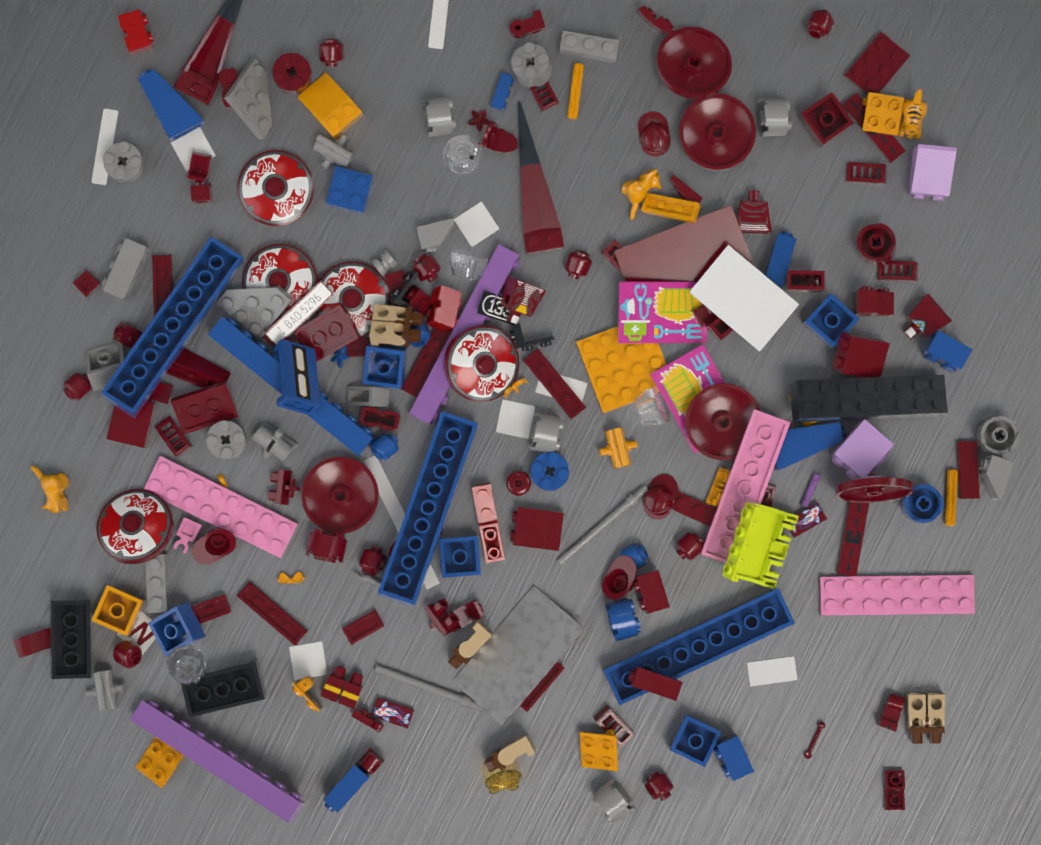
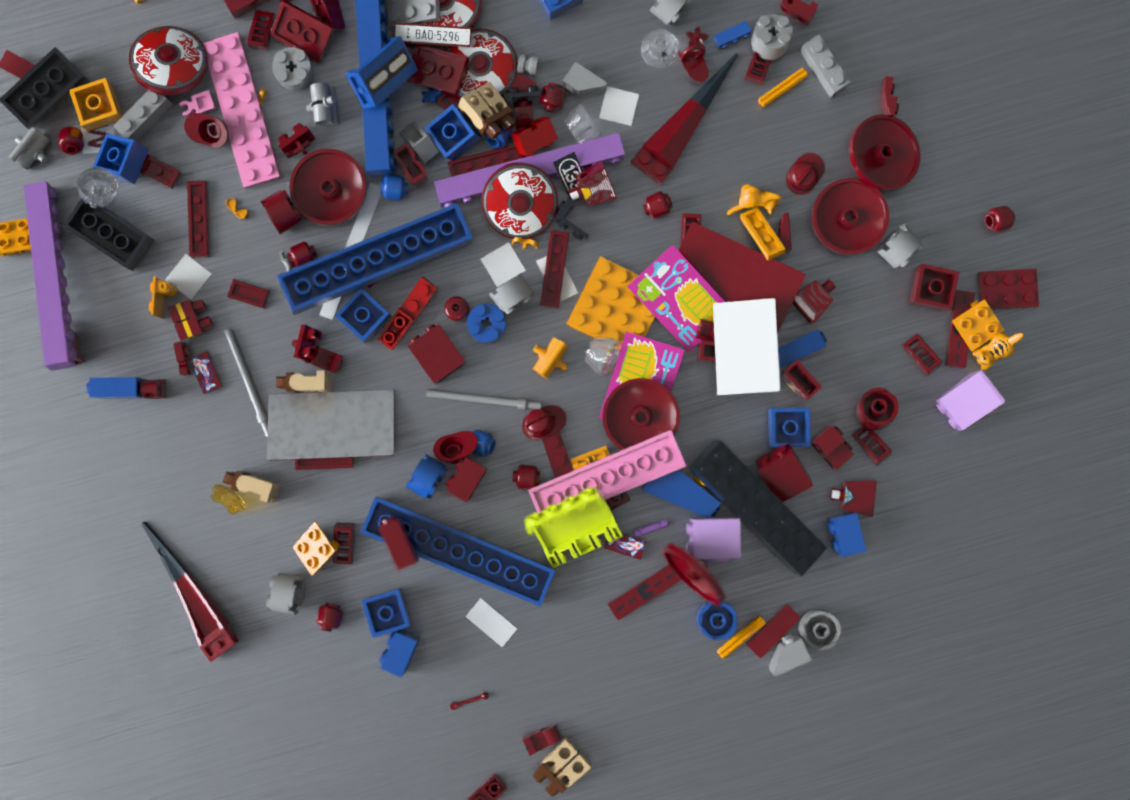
camera: 50 degrees right, 0 degrees up
(897, 595) = (632, 663): bright pink plate -> none

